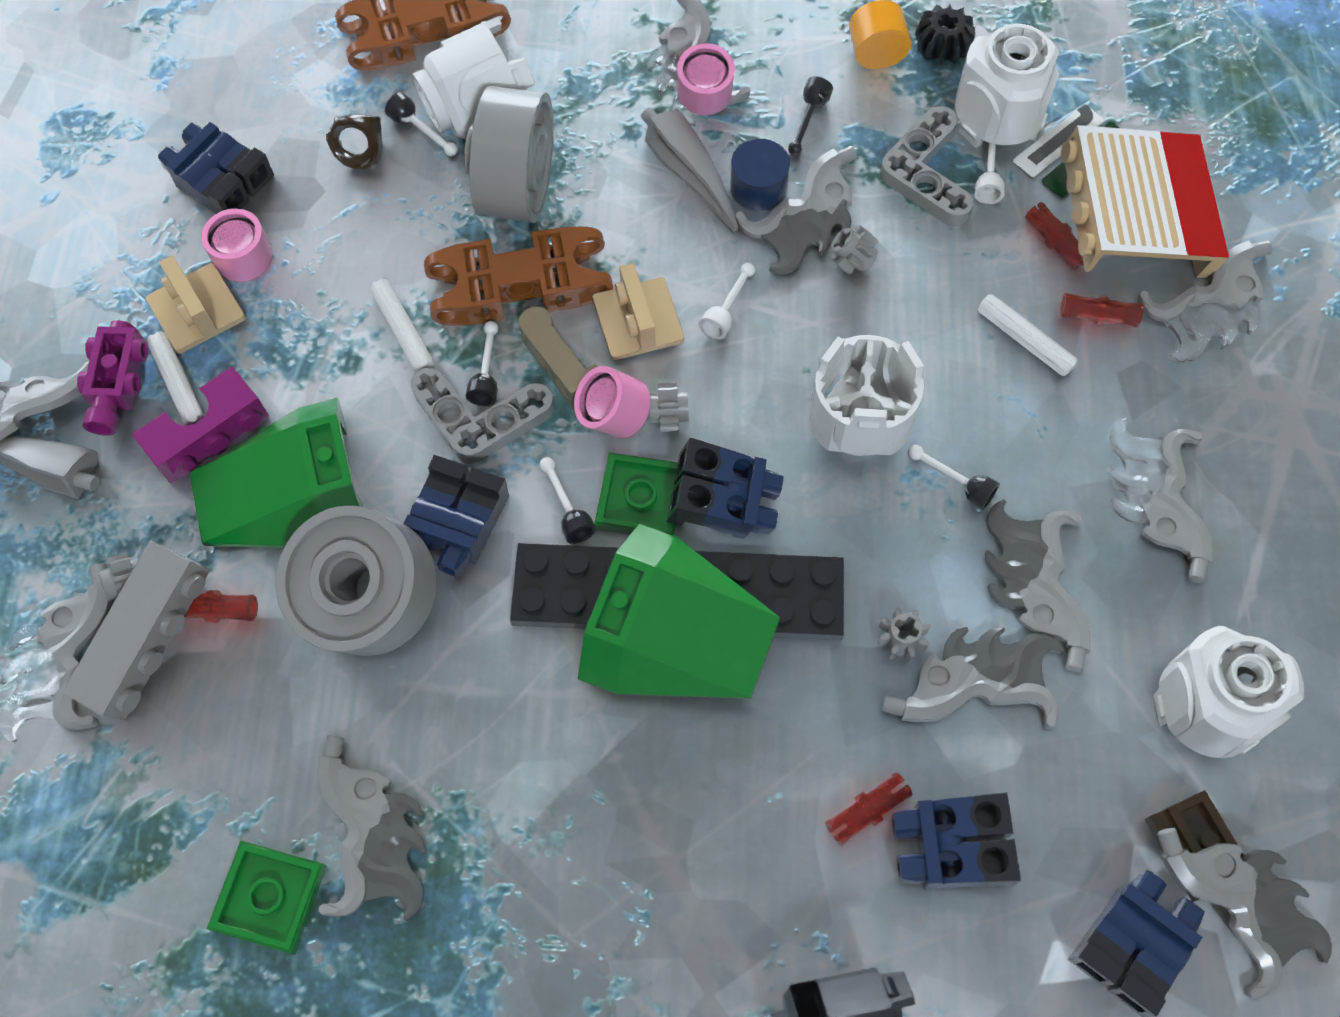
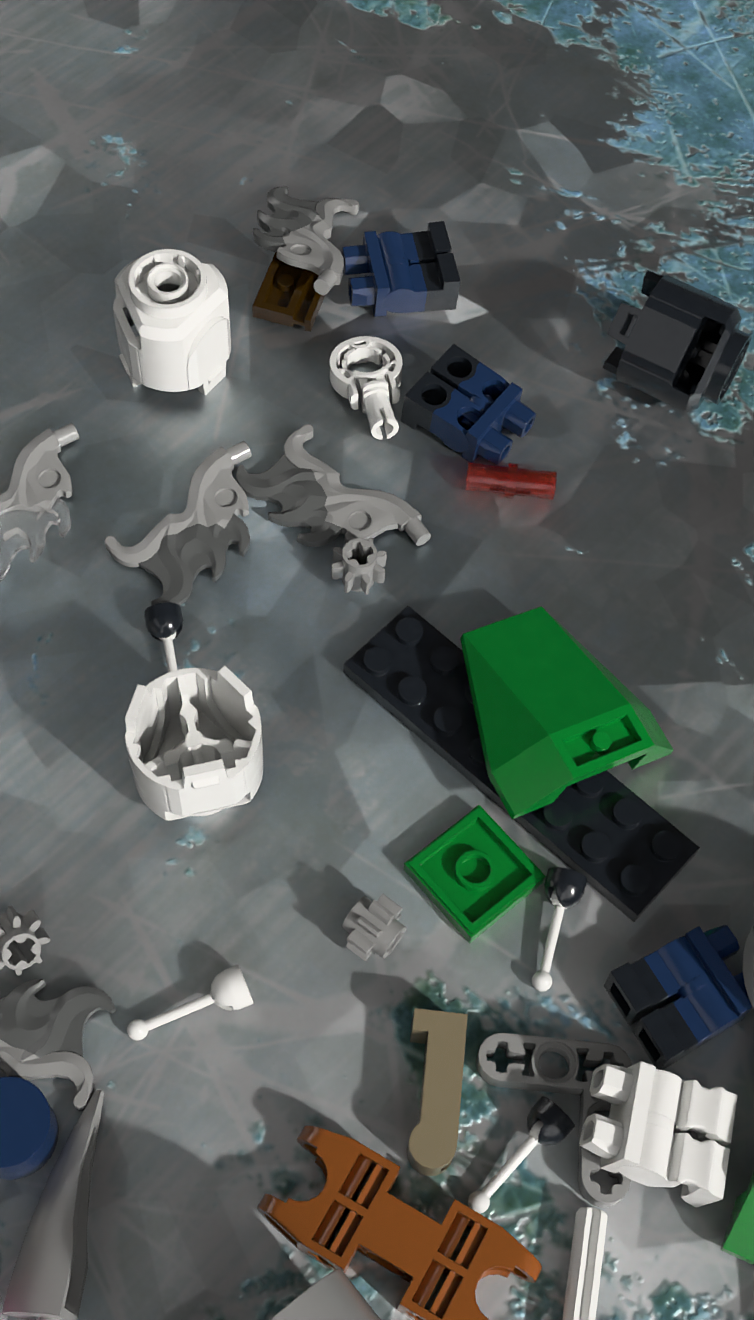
camera: 145 degrees left, 5 degrees down
(419, 415) = (641, 1126): none -> white hips
(612, 402) = (433, 967): bright pink piece -> none
(637, 315) = (309, 1066): tan bracket -> none
(723, 490) = (402, 798): hips -> none
(1040, 810) = (373, 386): none -> white pin

